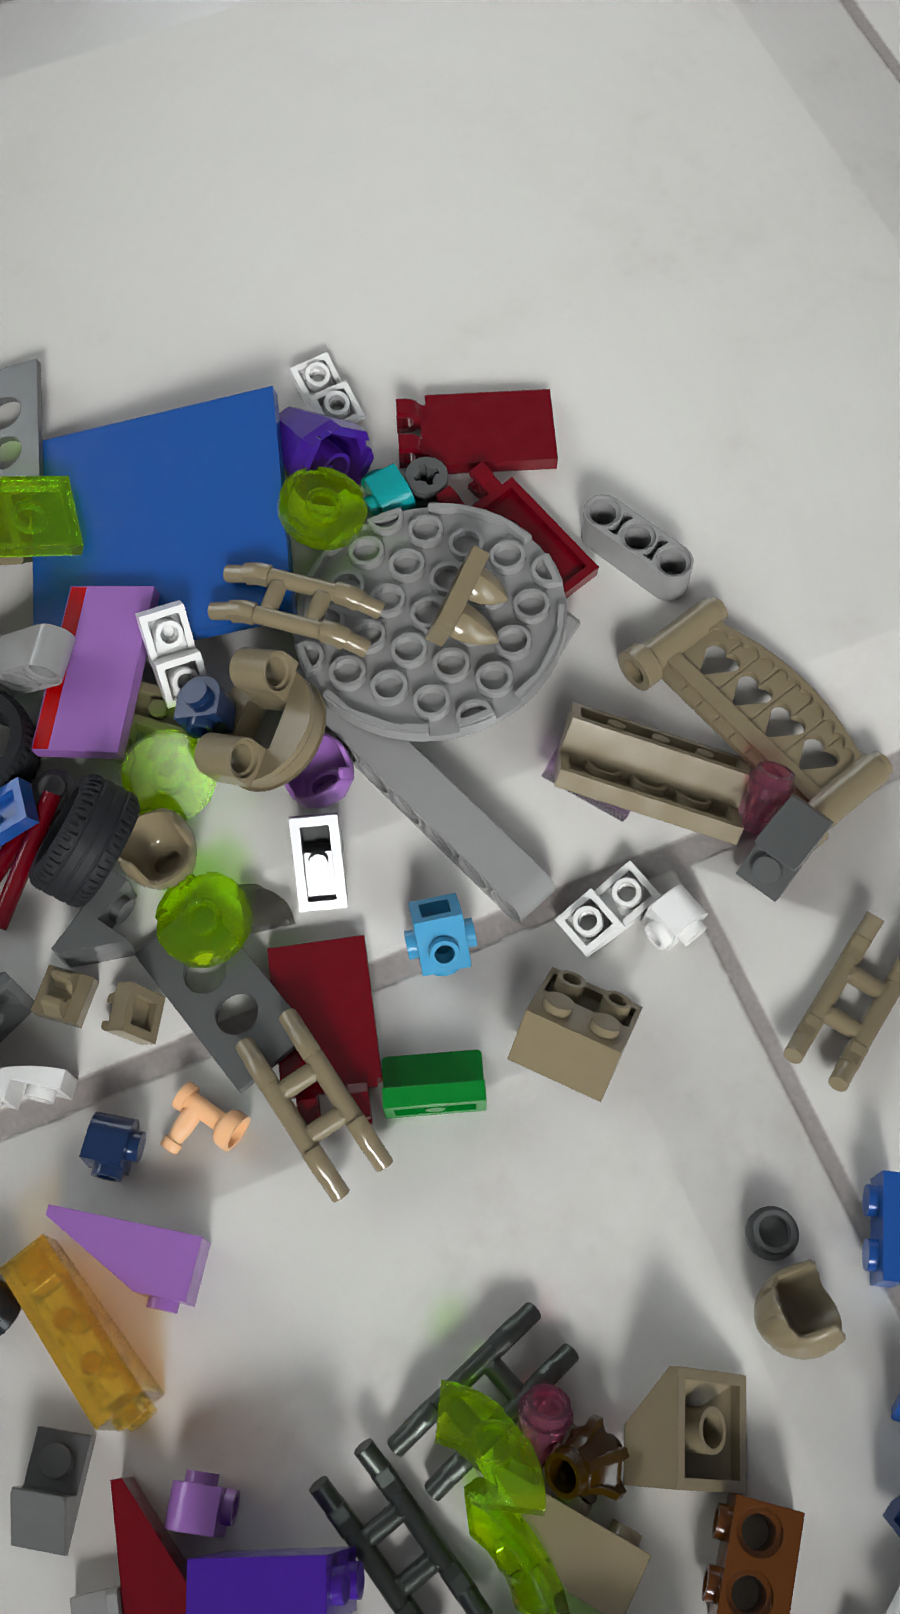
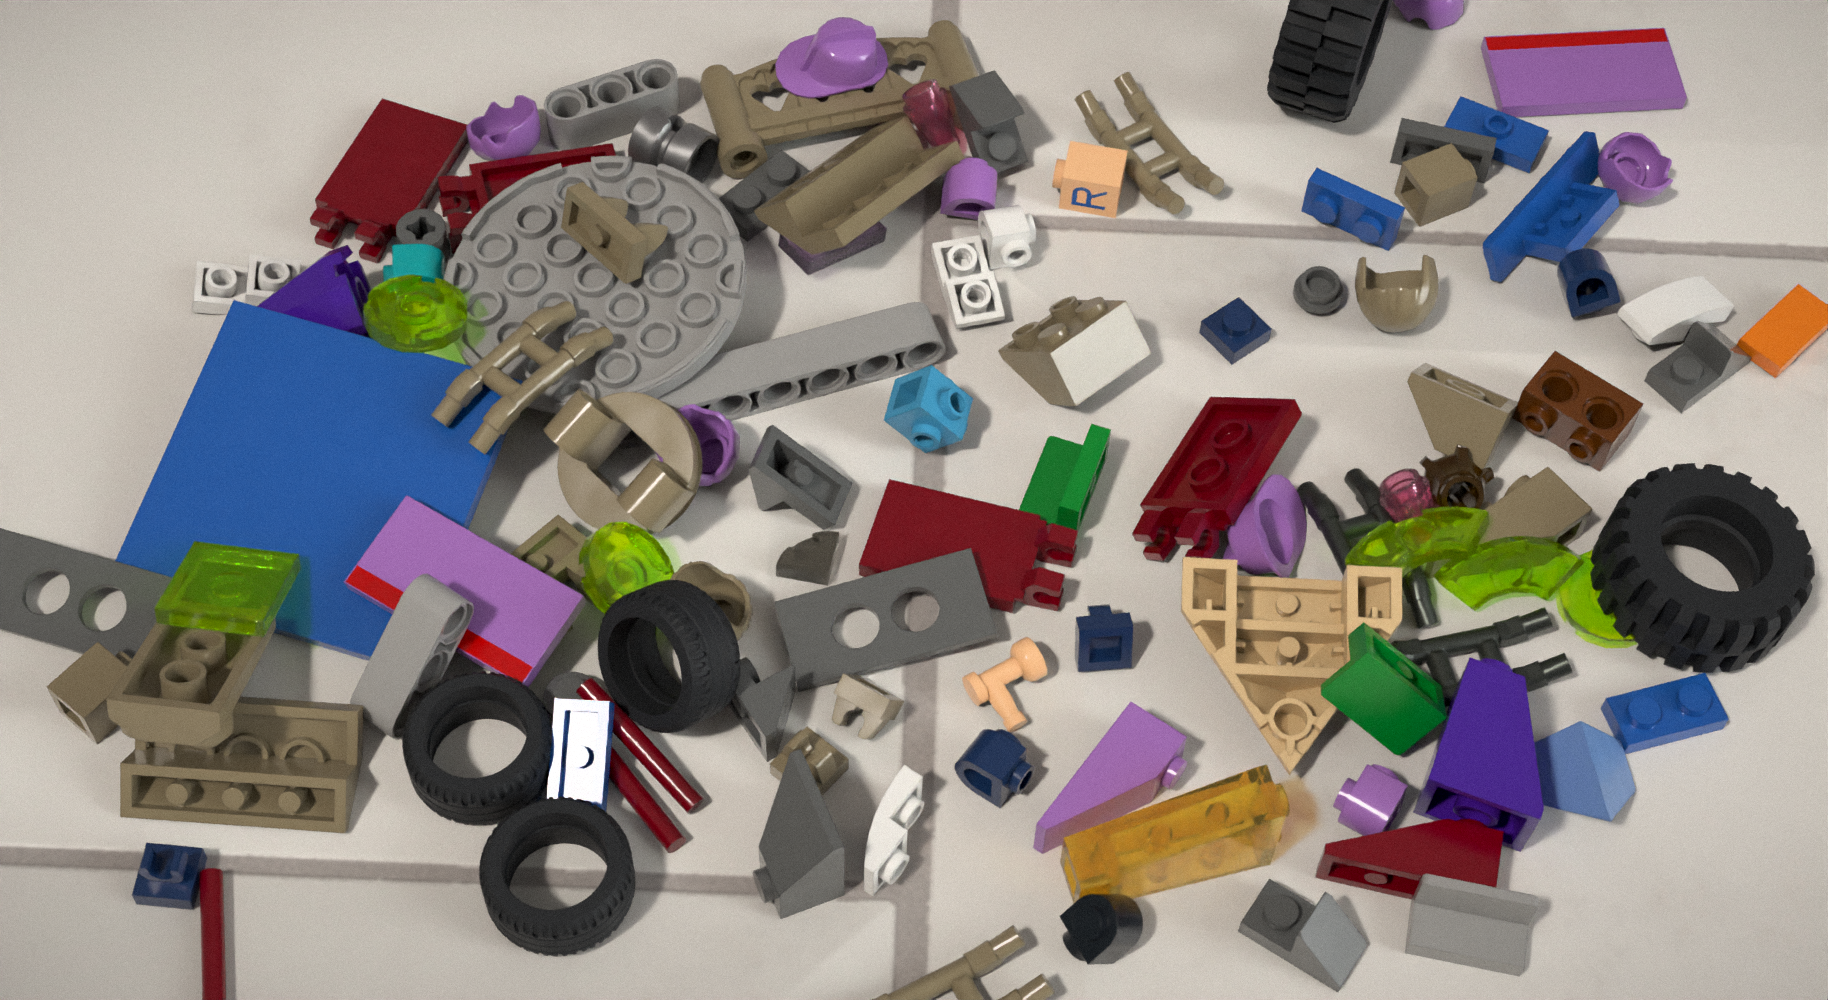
camera: 70 degrees left, 10 degrees down
(170, 648) = (502, 514): white slope -> none
(204, 707) = (578, 502): dark blue plate -> none
(204, 920) = (801, 603): clear neon green tile -> none
(276, 1185) = (1103, 640): none -> dark blue tile
(305, 1479) = (1385, 692): none -> green panel
(331, 1360) = (1285, 639): none -> tan wedge
(343, 1113) = (1023, 587): dark tan piece -> none
(454, 1295) = (1269, 530): none -> medium lavender piece
(491, 1215) = (1213, 474): none -> dark red tile
(561, 486) = (505, 131): none -> medium lavender hair
(612, 611) = (667, 140): none -> flat silver wheel
(617, 698) = (757, 189): none -> dark grey plate
(684, 1170) = (1235, 330): none -> dark blue plate
(704, 865) = (969, 189): none -> medium lavender plate
(780, 690) = (833, 60): none -> medium lavender piece
(781, 965) = (1090, 179): none -> light nougat brick

